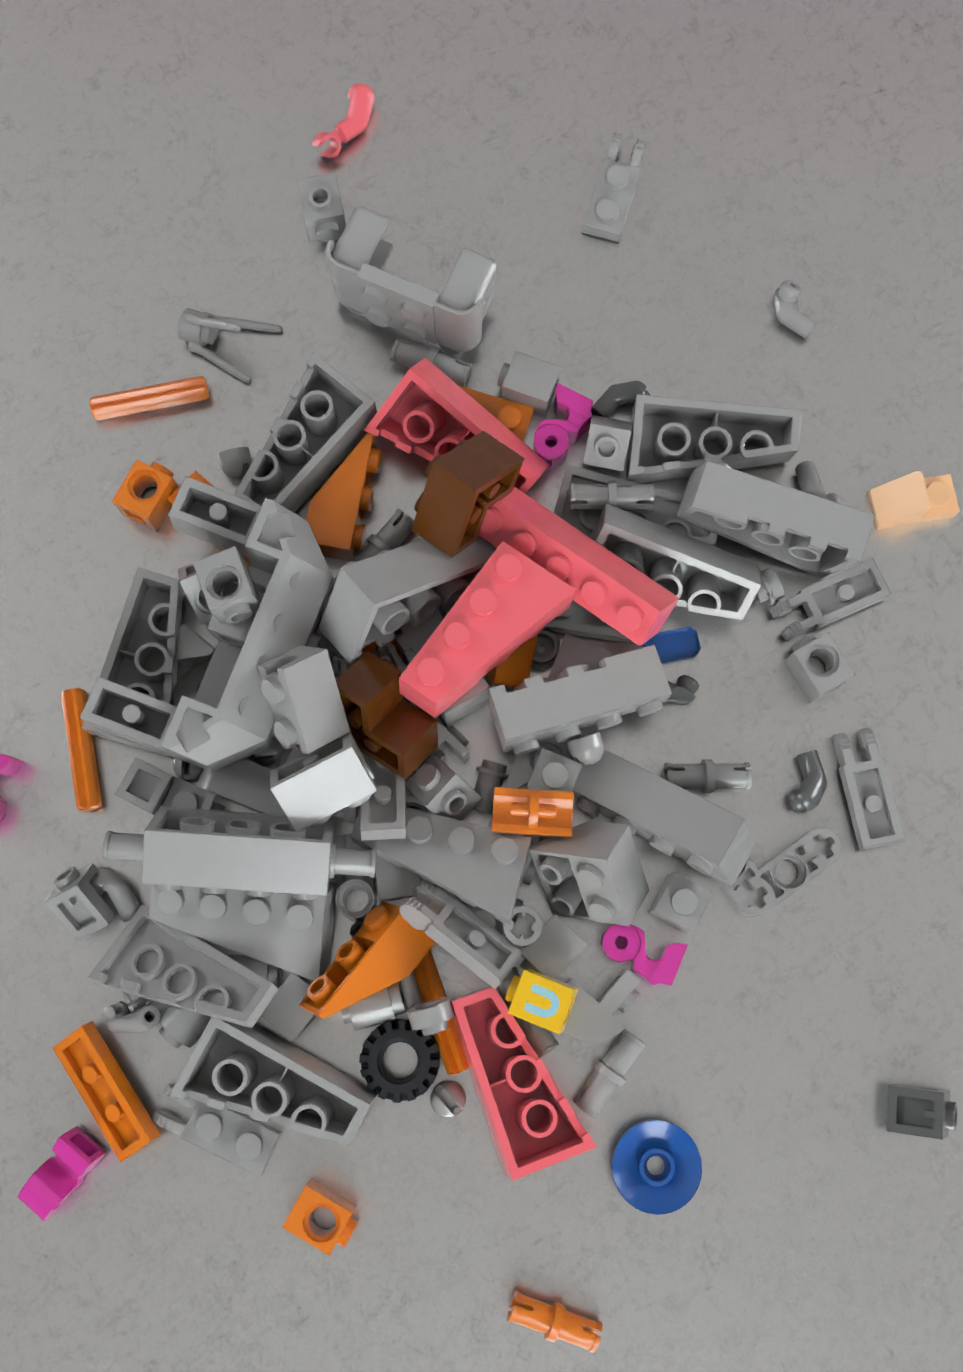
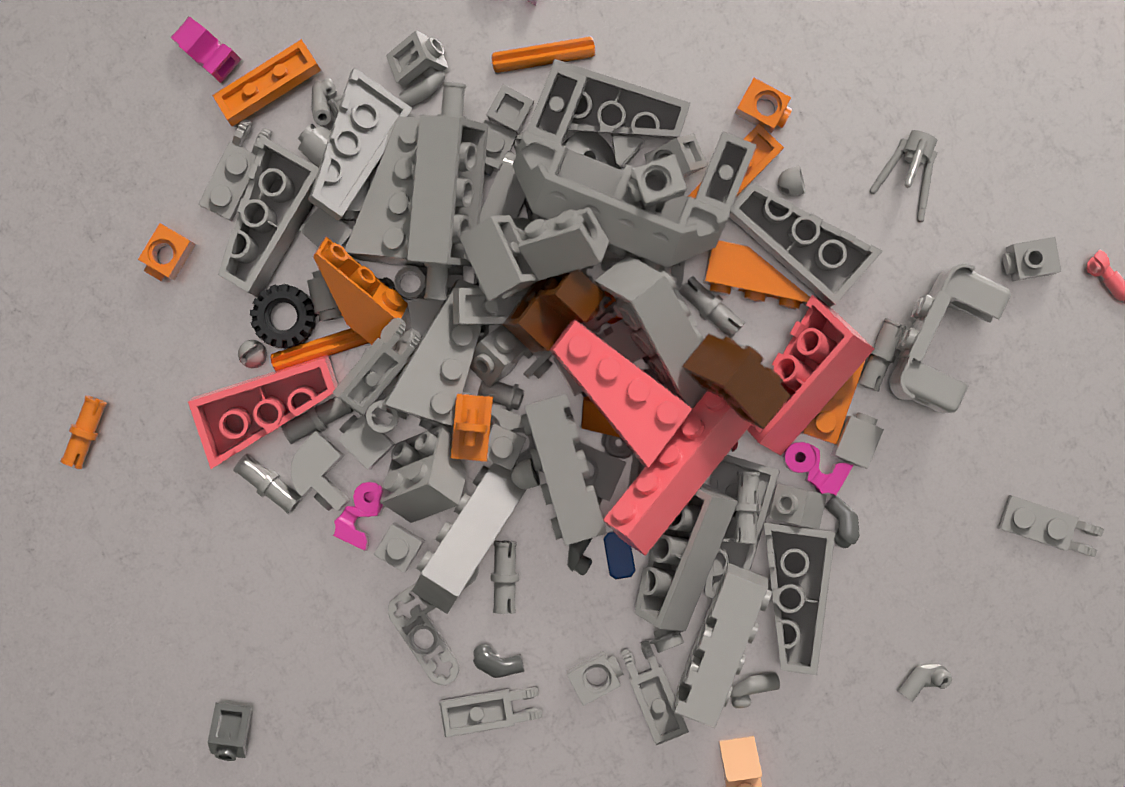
camera: 90 degrees right, 10 degrees up
(149, 398) = (855, 105): orange axle -> none
(427, 1016) = (314, 339): light grey plate -> none
(541, 1000) = (323, 429): yellow brick -> none
(670, 1186) = (177, 522): blue dish -> none

